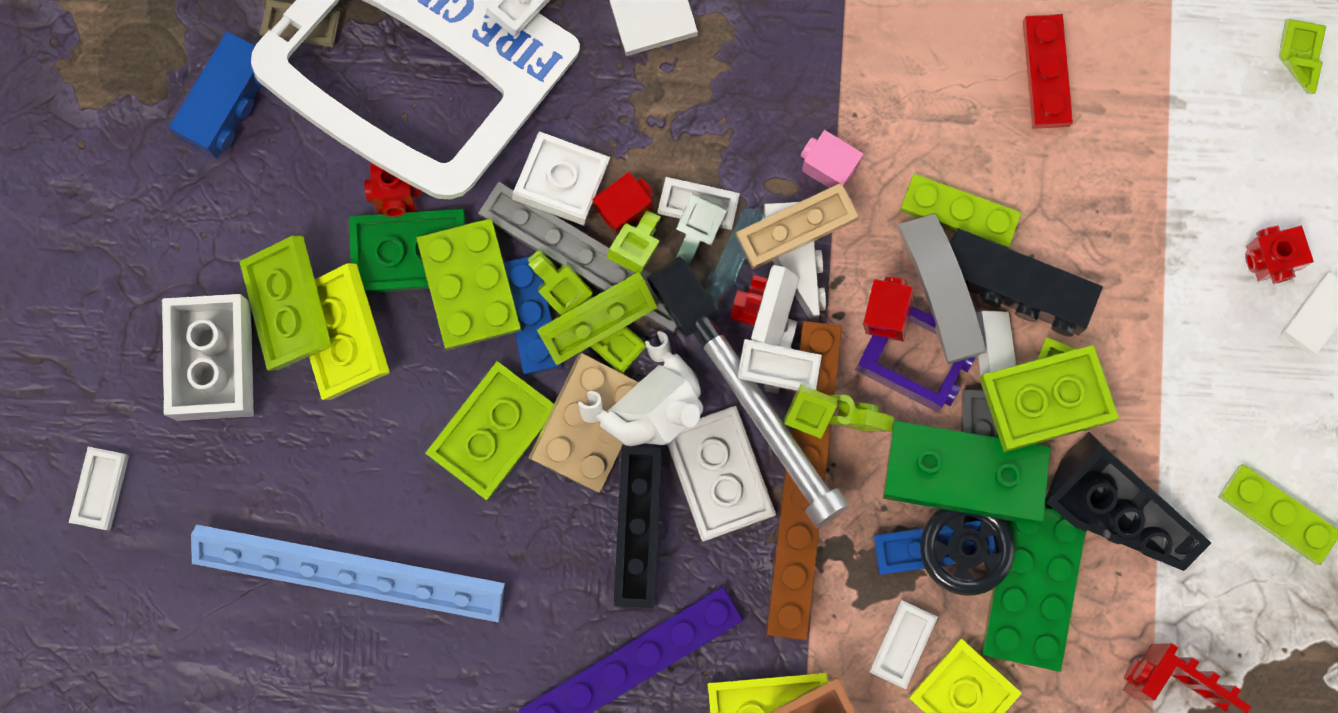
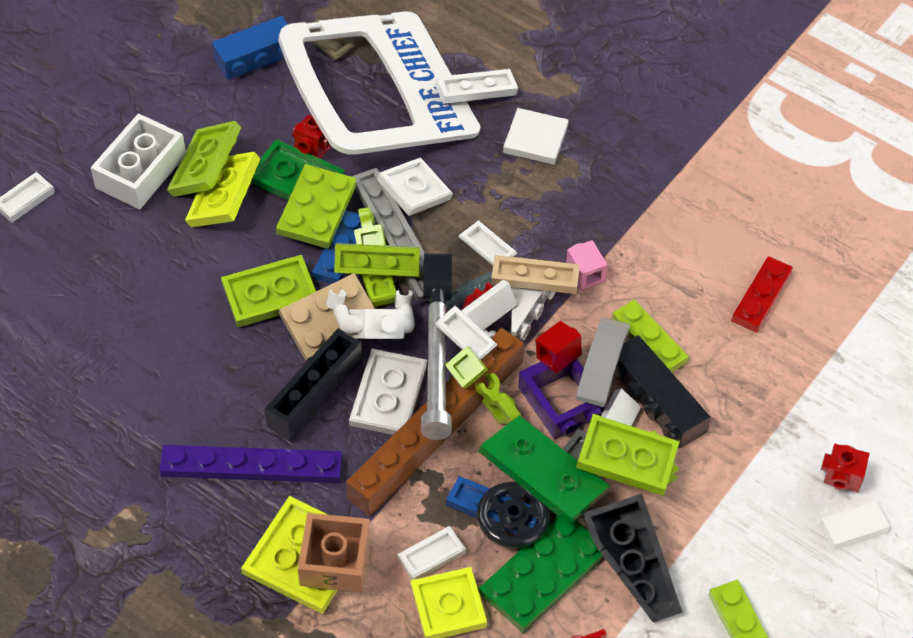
camera: 30 degrees right, 25 degrees down
(347, 573) = (126, 315): light blue plate -> none
(624, 202) = (441, 218): red brick -> none
(635, 245) = (432, 239): lime plate -> none
(699, 223) = (479, 249): plate -> none

